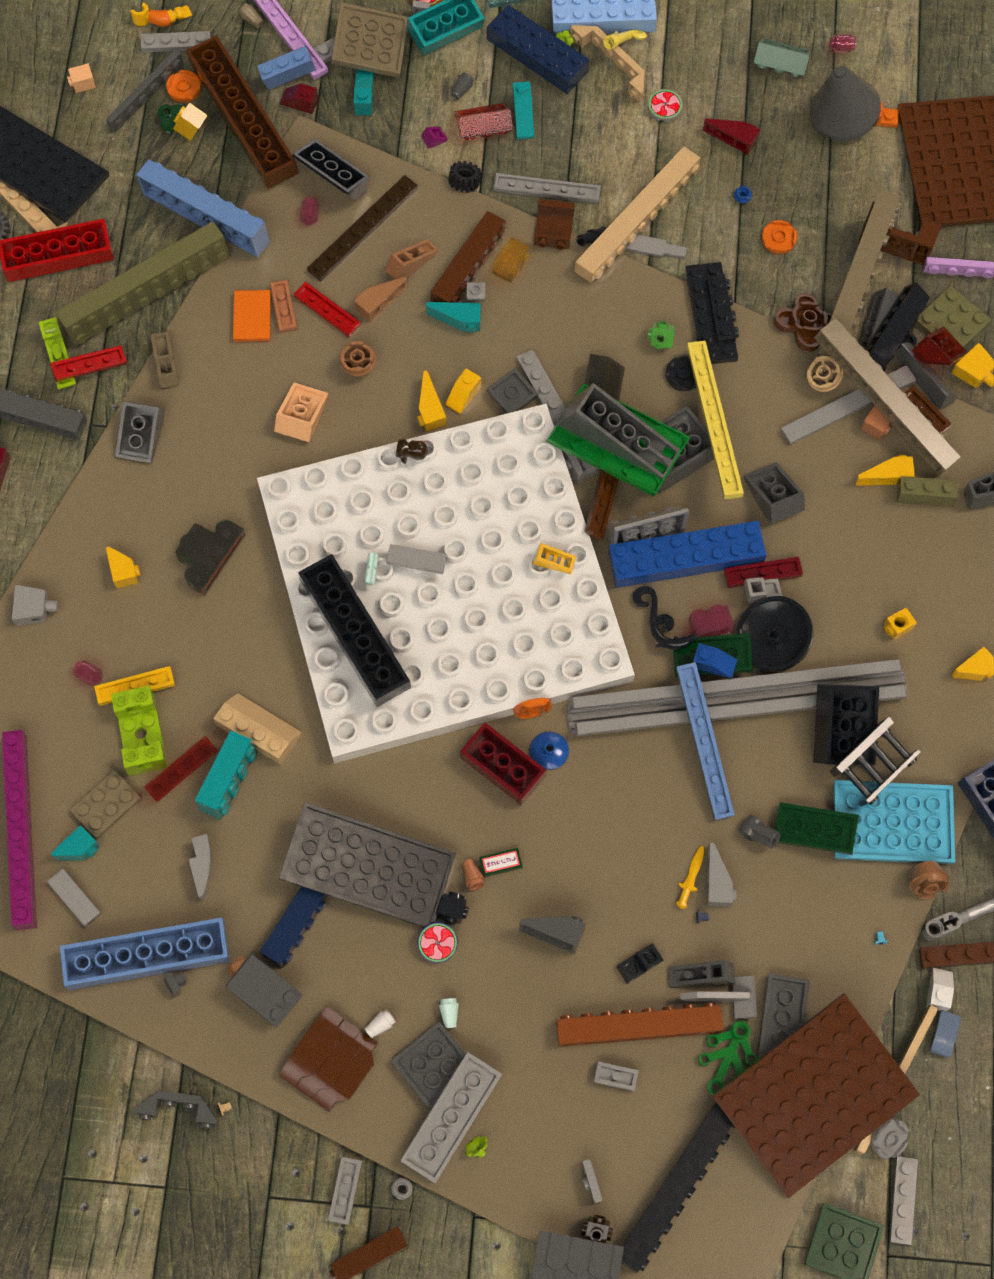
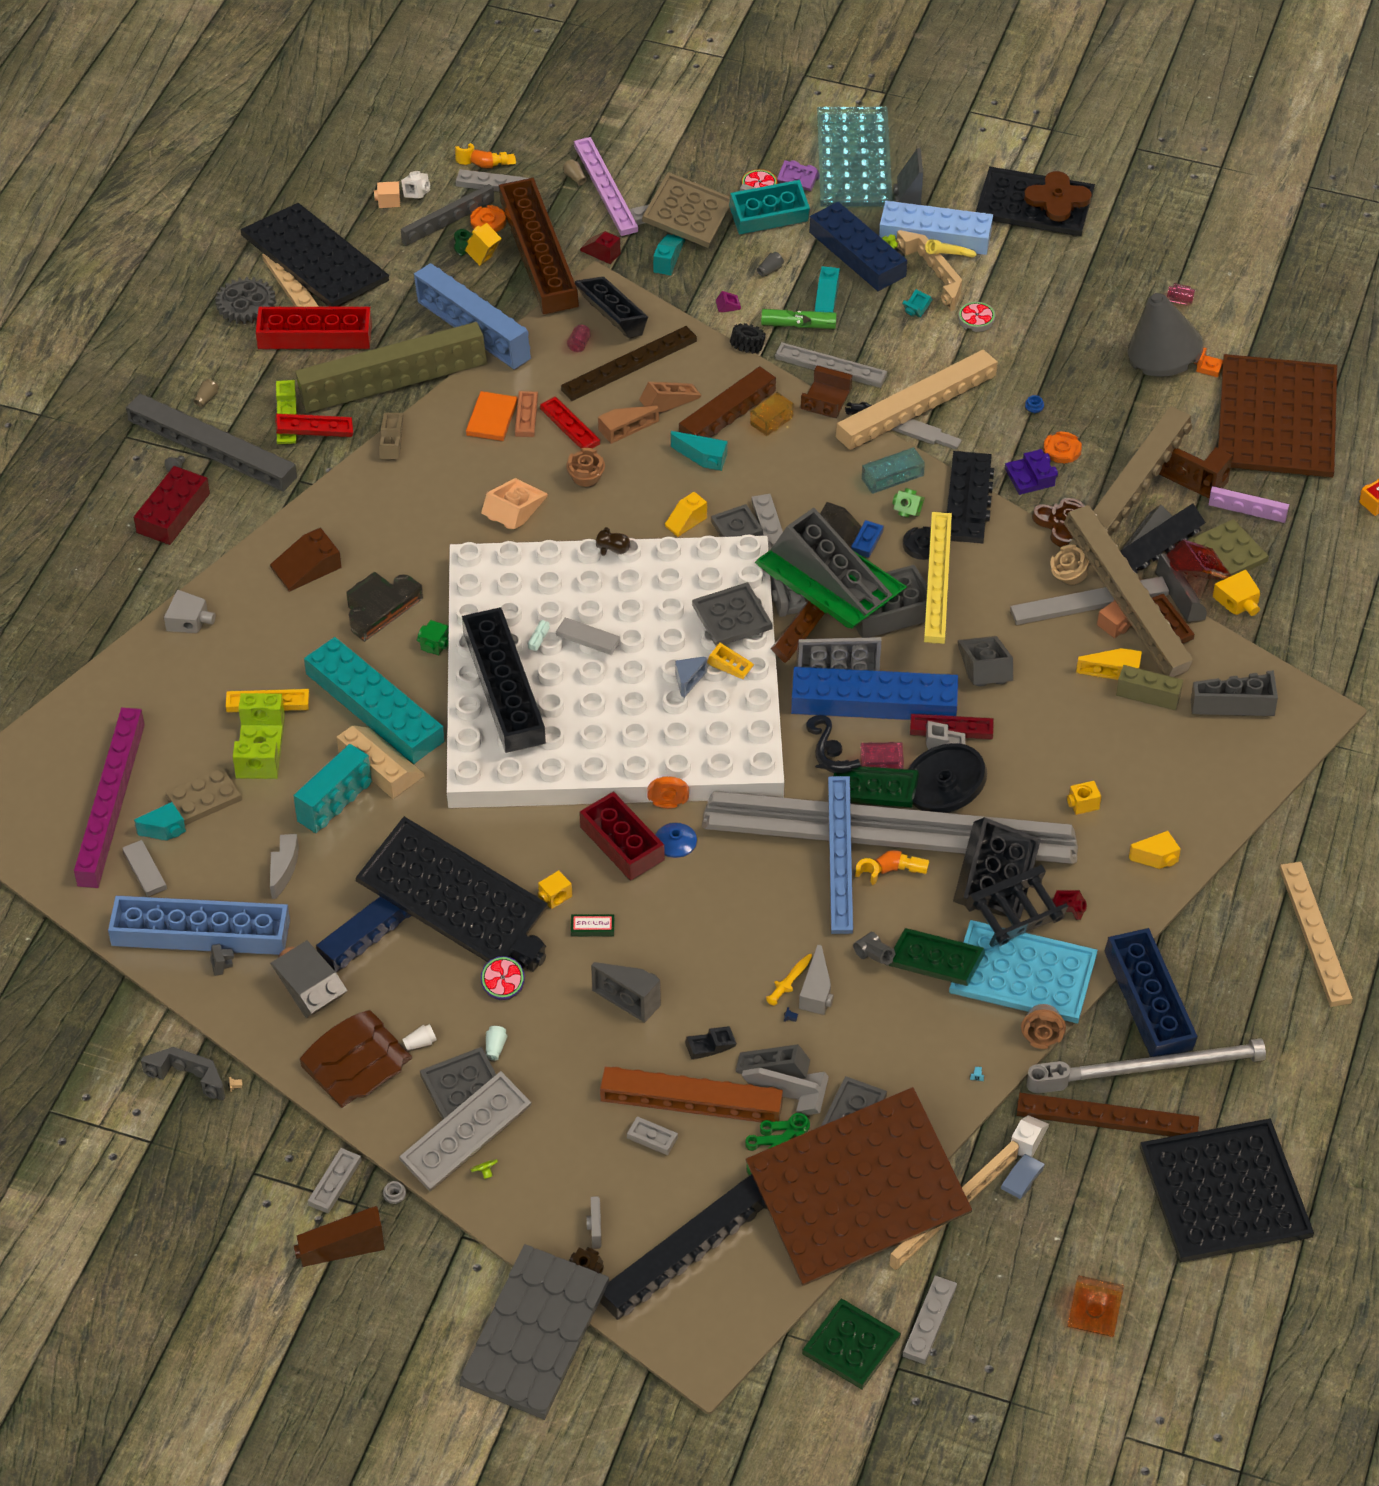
camera: 15 degrees right, 20 degrees down
(87, 672) = (223, 679): clear pink brick -> none
(105, 63) = (415, 185): none -> white brick
(122, 568) = (289, 600): yellow slope -> none
(126, 520) = (307, 560): none -> reddish brown slope
(139, 431) = (345, 487): dark grey slope -> none
(180, 768) = (286, 775): clear red brick -> none
(234, 664) = (374, 700): none -> teal brick
(269, 581) = (433, 637): none -> green brick
(286, 67) = (595, 217): medium blue brick -> none
(430, 409) = (647, 519): yellow slope -> none
(457, 835) = (555, 889): none -> yellow brick
(473, 876) = (559, 930): nougat cone -> none
(475, 290) = (727, 432): light grey bracket -> none
(483, 121) = (782, 296): clear red slope -> none
(500, 144) = (787, 318): none -> bright green piece
(520, 582) = (689, 673): none -> sand blue slope
(542, 506) = (732, 614): none -> dark grey plate
(608, 103) = (917, 303): none -> teal bracket
(634, 381) = (867, 538): none -> blue plate
(637, 299) = (893, 470): none -> clear light blue brick
(714, 661) = (871, 785): blue slope -> none
(734, 133) = (1042, 350): dark red slope -> none
(748, 732) = (888, 862): none -> yellow piece
(759, 271) = (1032, 472): none -> dark purple plate
(782, 57) = (1112, 295): sand green slope -> none
(890, 1138) = (931, 1253): light grey tile -> none
(915, 739) = (1074, 900): none -> dark red bracket

